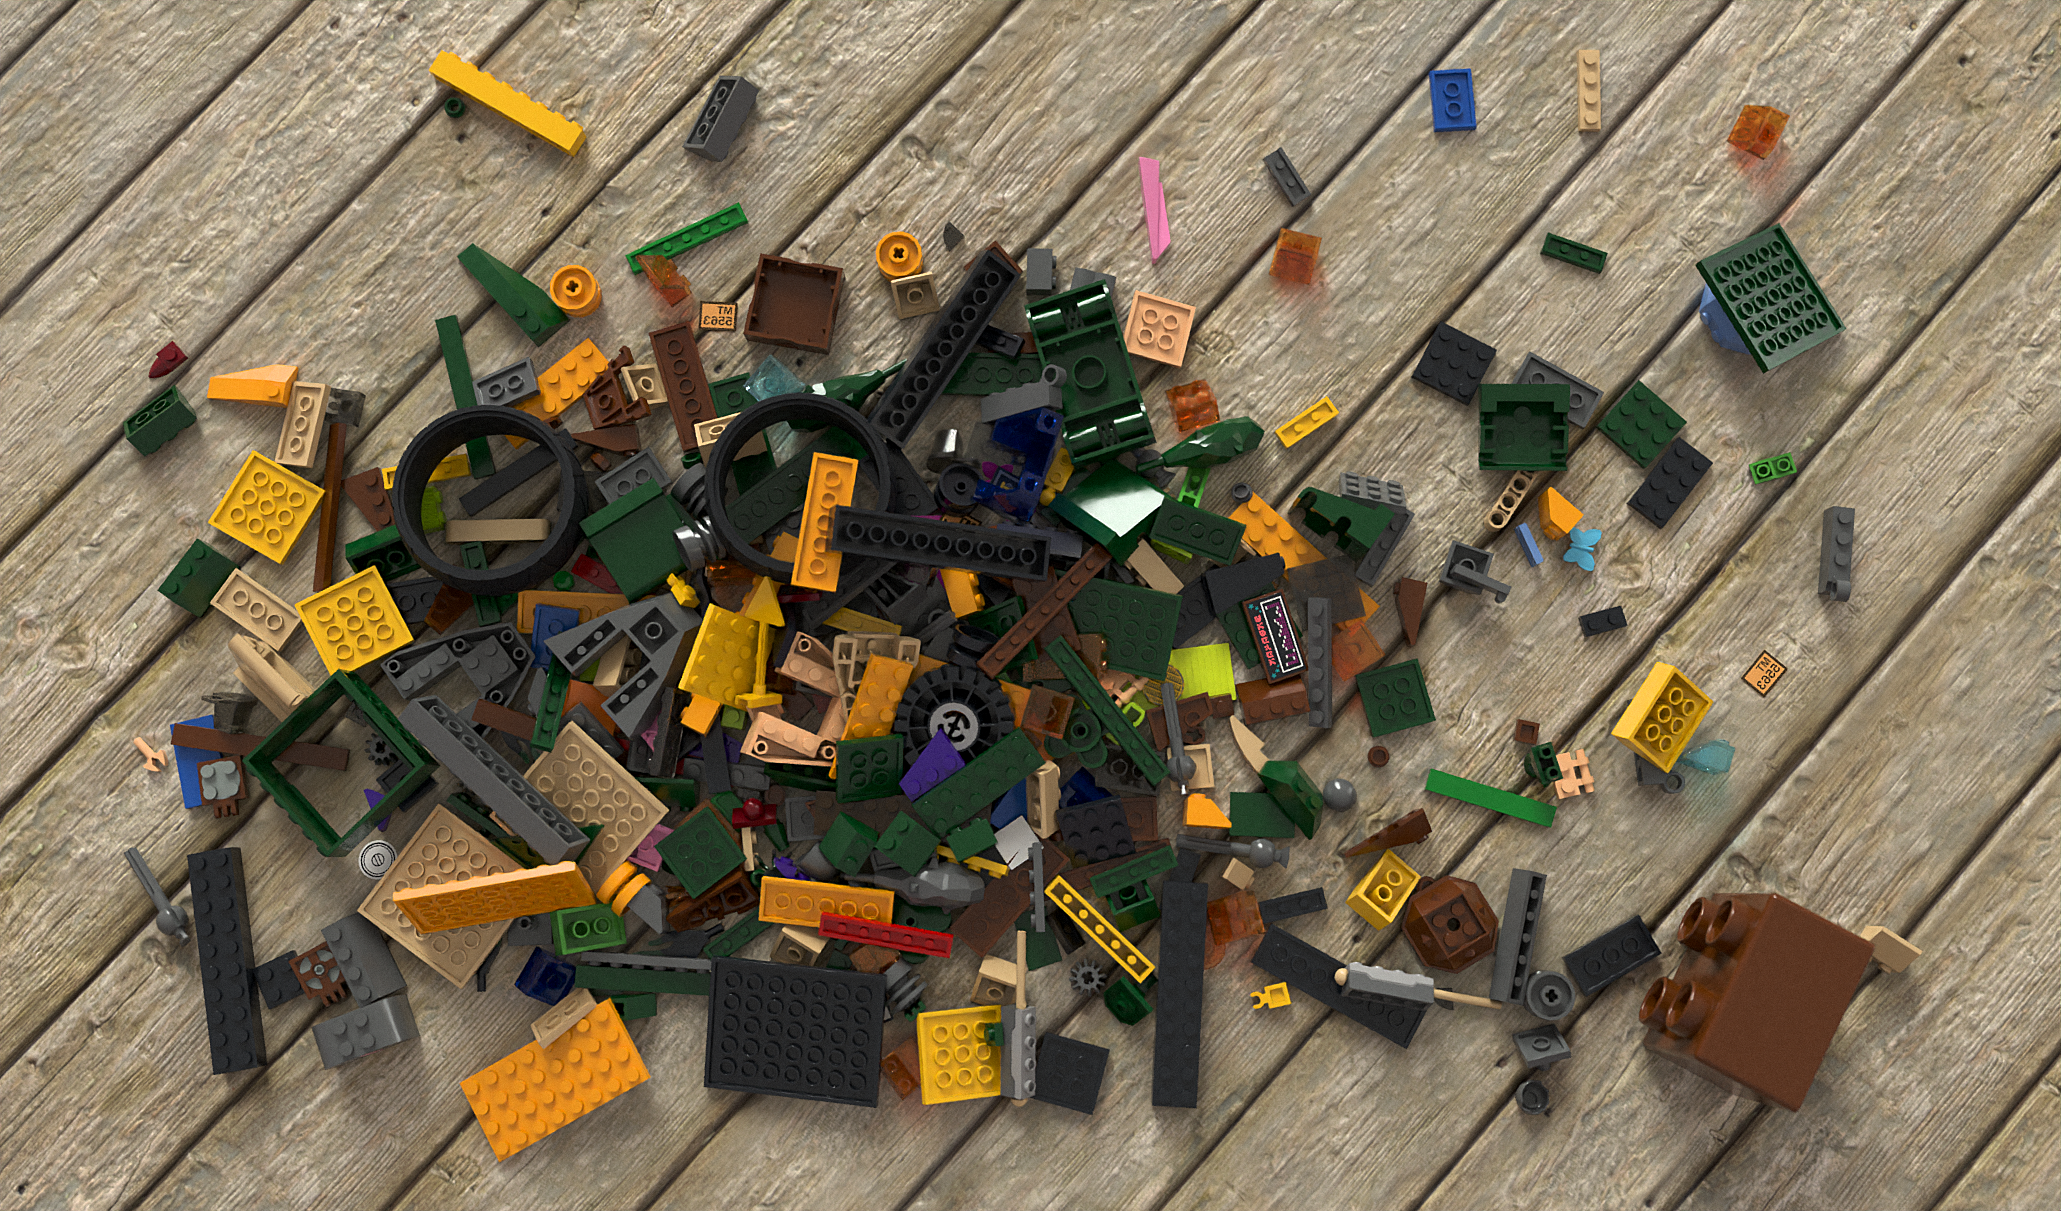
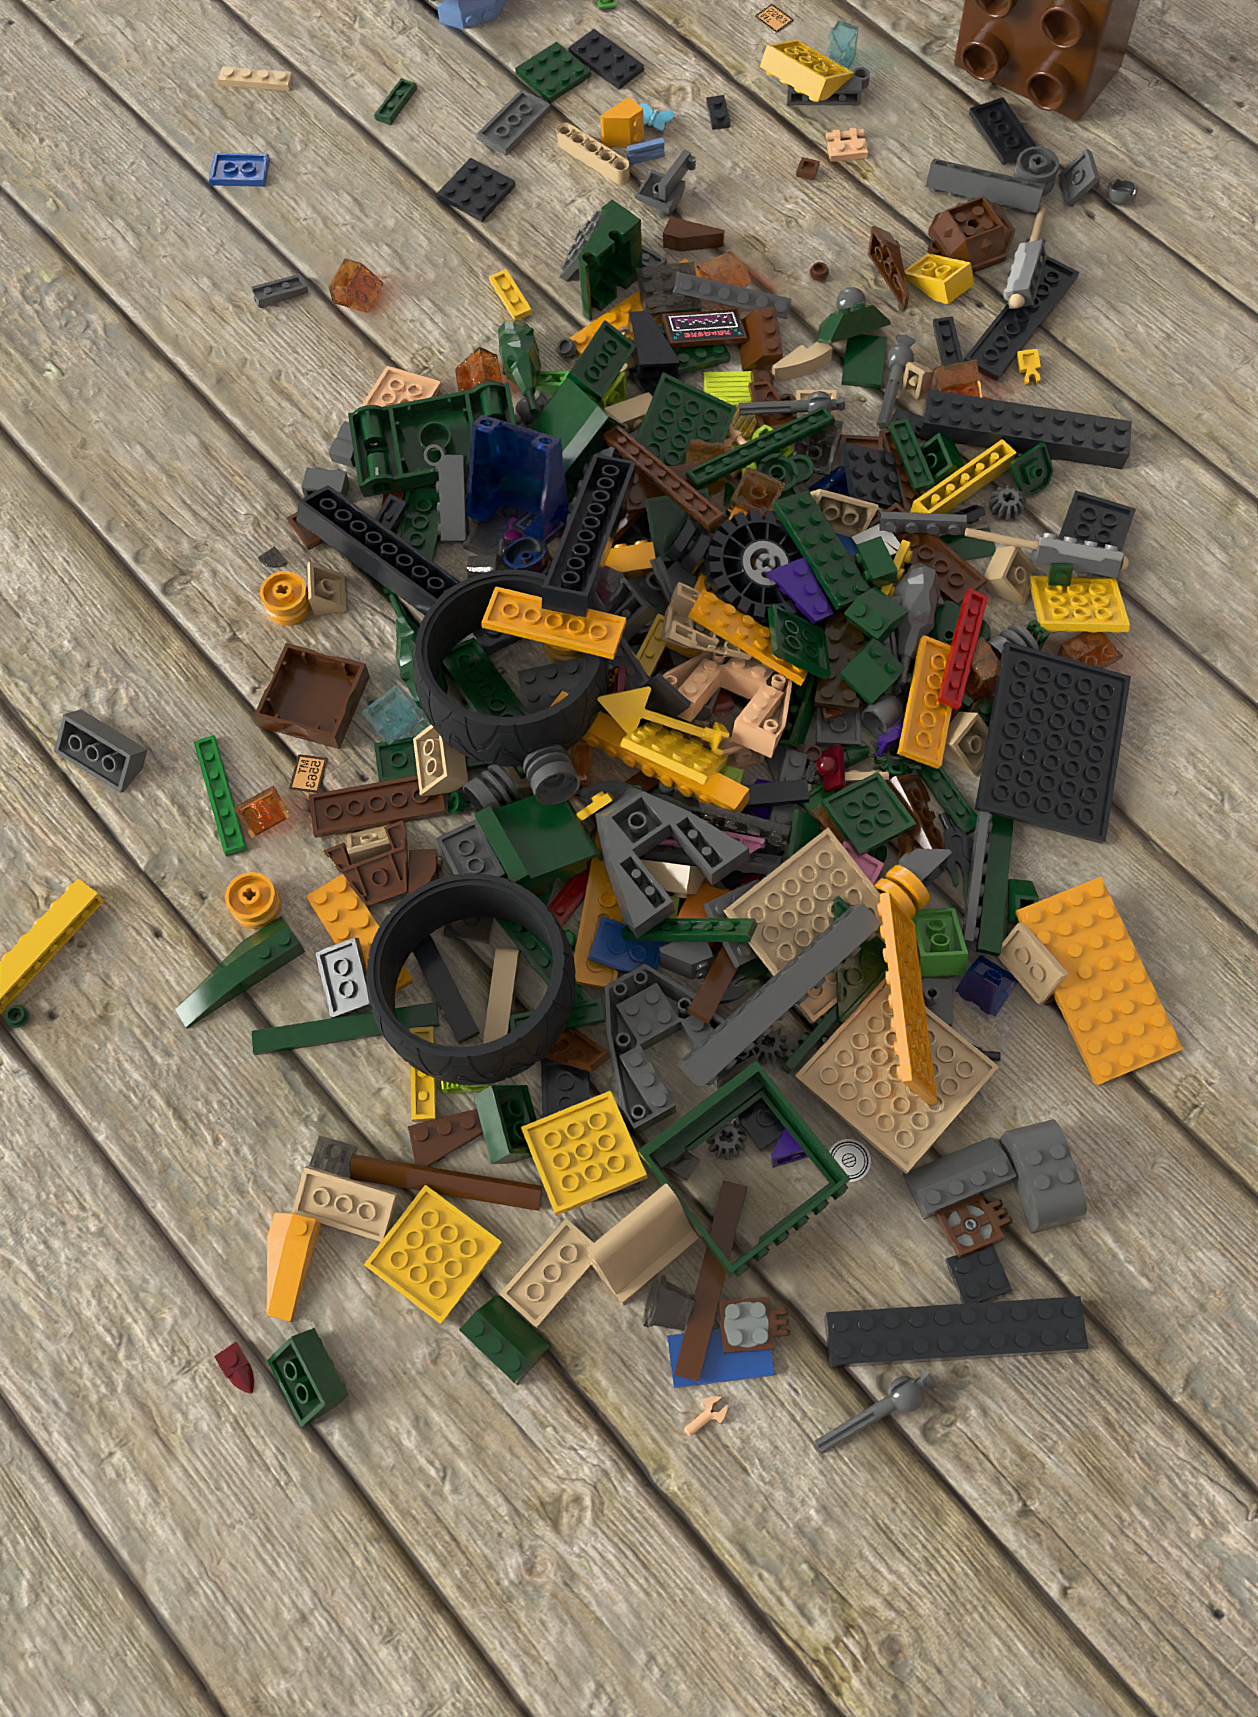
camera: 80 degrees left, 15 degrees down
(1154, 207) = (285, 392): bright pink wedge -> none
(1203, 813) = (861, 389): light orange slope -> none
(1395, 698) = (769, 254): dark green plate -> none
(1490, 798) = (862, 200): green tile -> none
(1523, 426) = (542, 135): dark green panel -> none
(1543, 764) = (840, 147): dark green hips -> none

